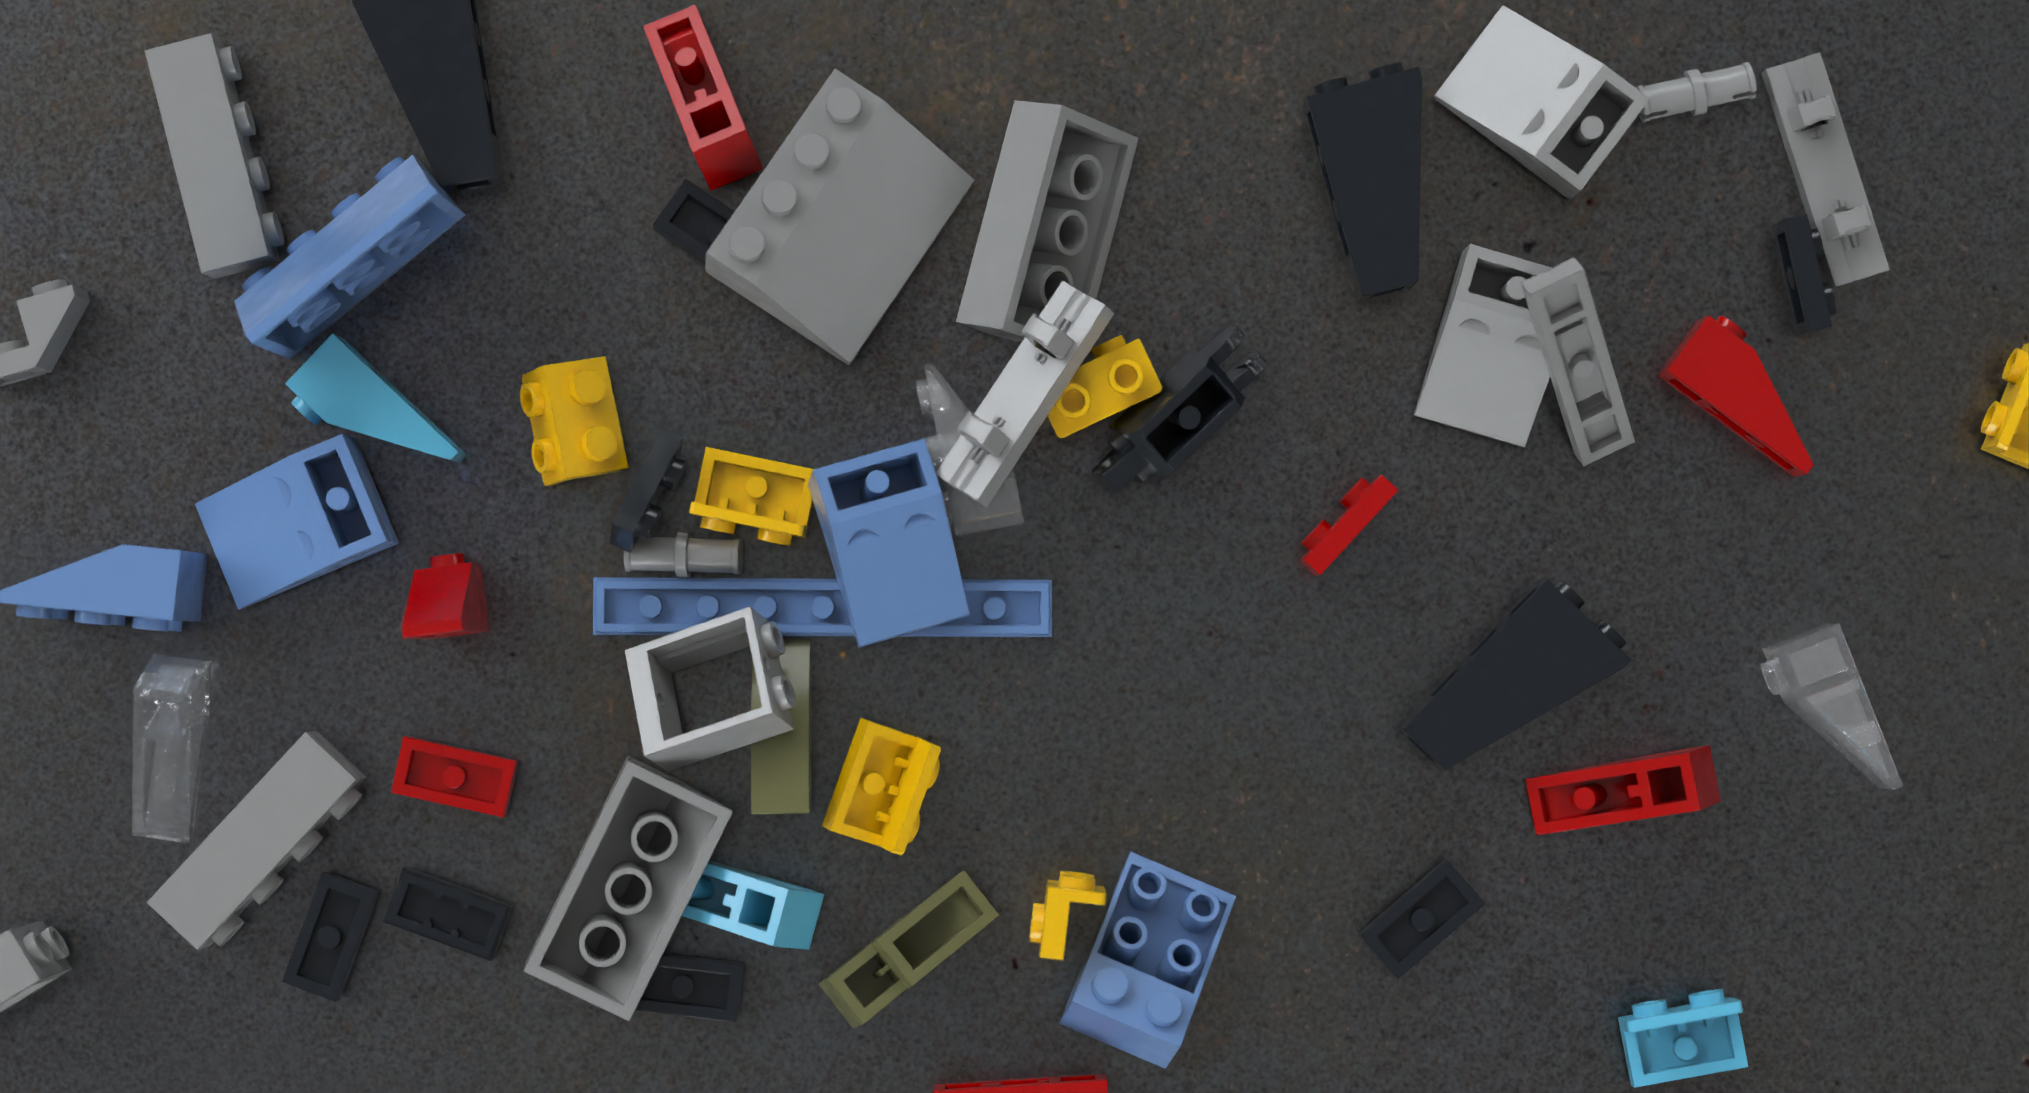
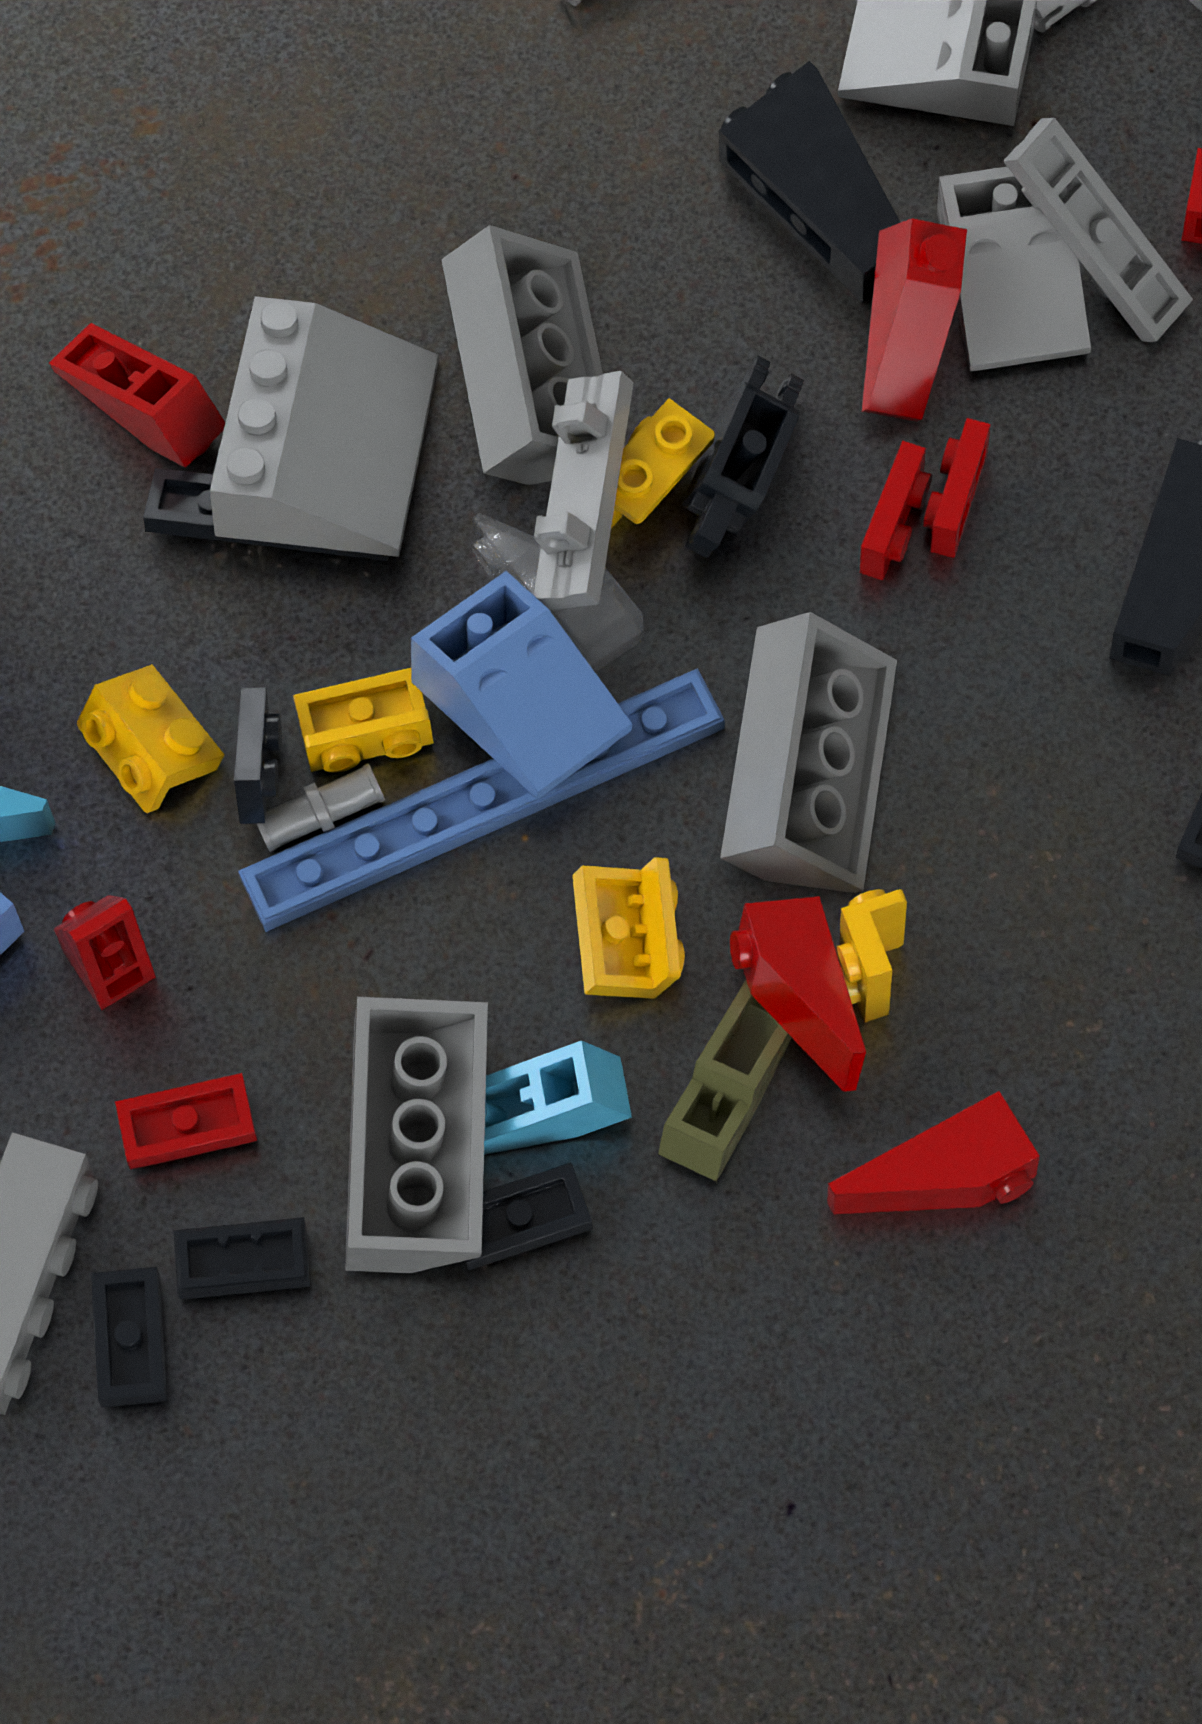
camera: 25 degrees left, 20 degrees down
(655, 698) = (376, 876): light grey window -> none
(783, 762) = (499, 924): olive slope -> none
(995, 906) = (800, 982): none -> red slope
(1103, 706) = (809, 756): none -> light grey slope
(1148, 961) = (981, 977): medium blue slope -> none
(1302, 504) = (887, 533): none -> red plate
(1384, 354) = (911, 314): none -> red slope

